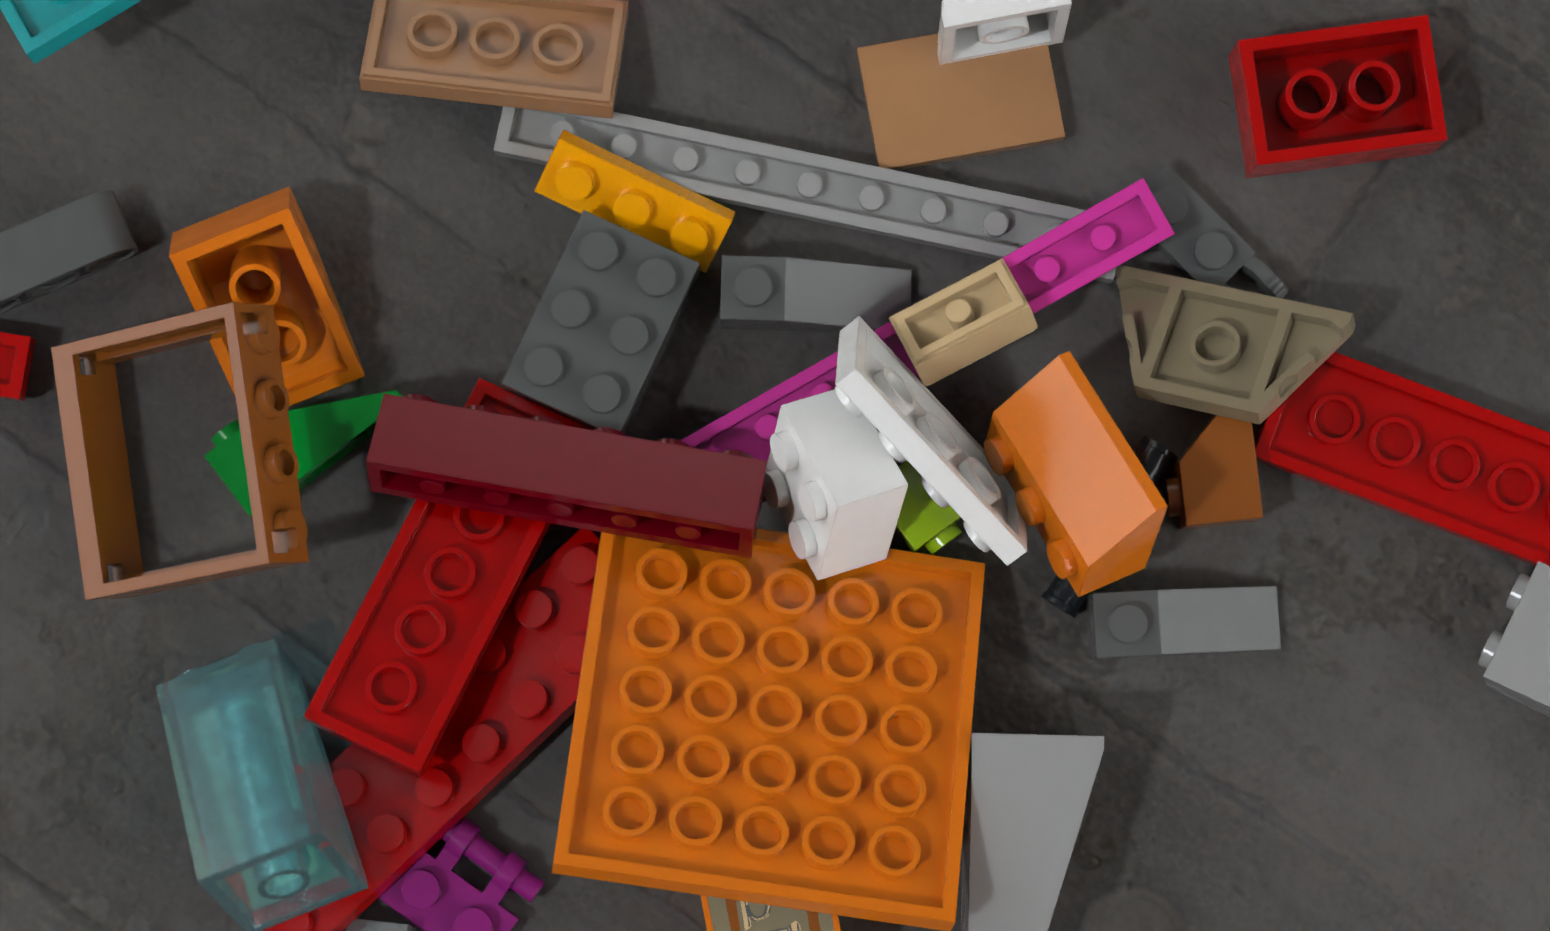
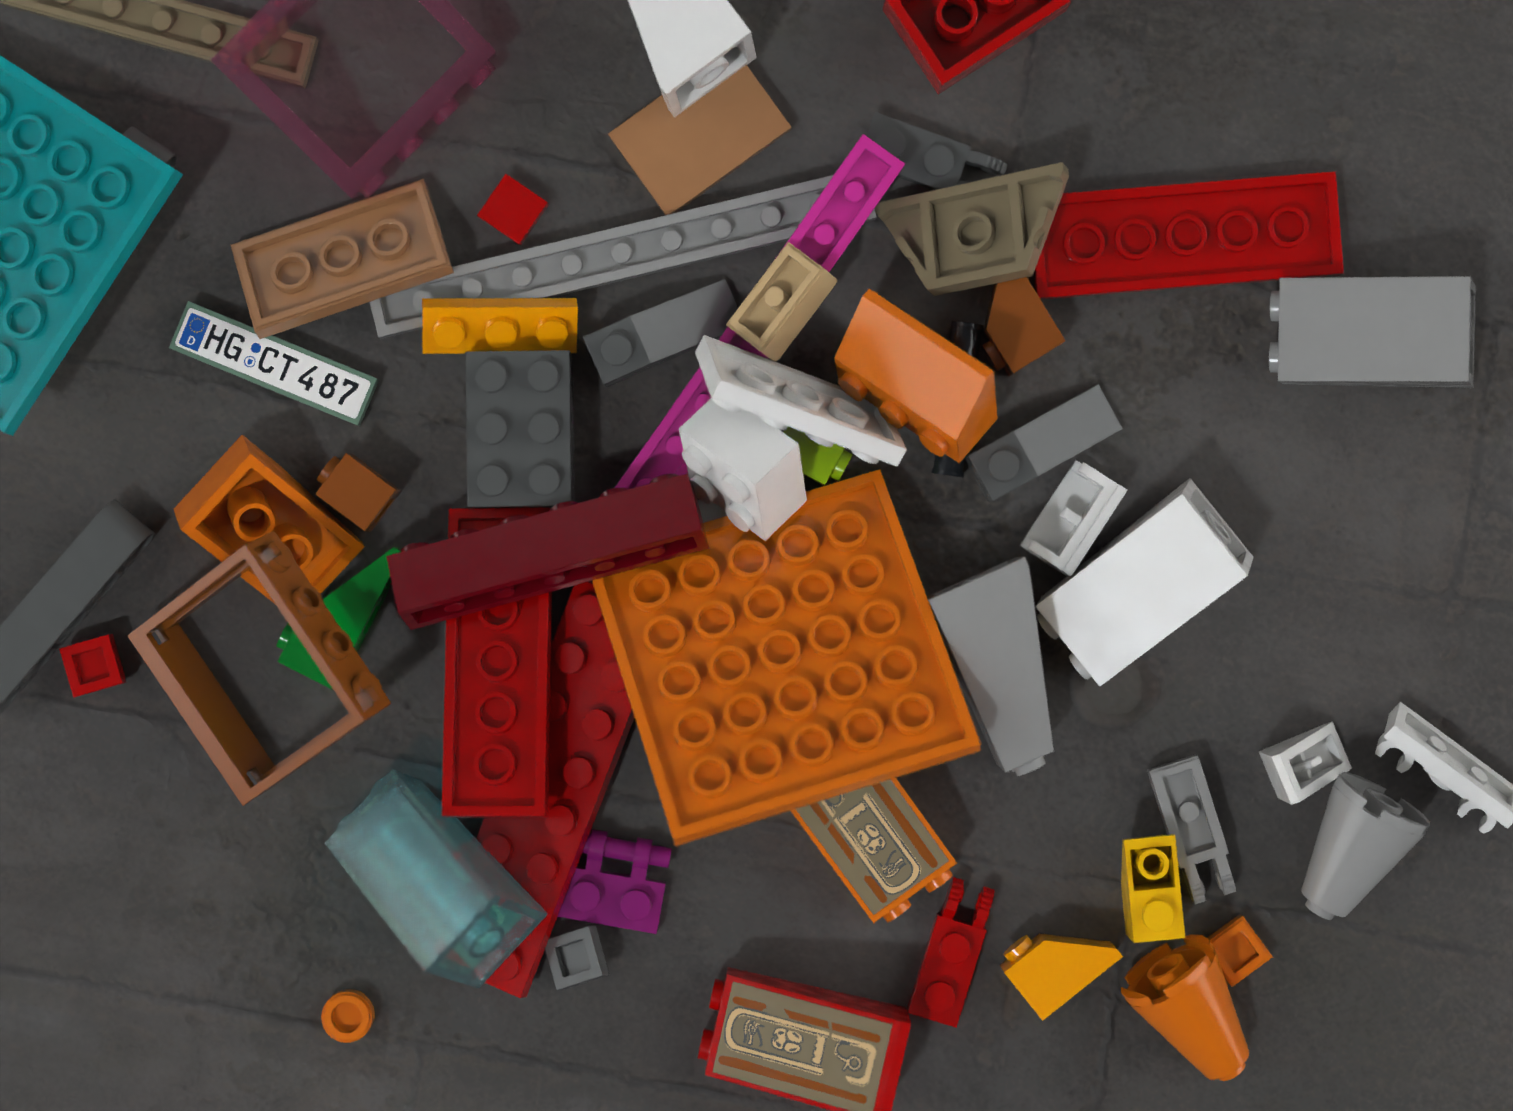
camera: 25 degrees left, 5 degrees up
(85, 898) = (347, 1016): none -> orange tile
(363, 126) = (274, 364): none -> tile
(386, 309) = (356, 491): none -> dark orange brick
(711, 82) = (513, 209): none -> red tile
(1178, 723) = (1073, 518): none -> white hinge
(1224, 836) = (1144, 584): none -> white slope

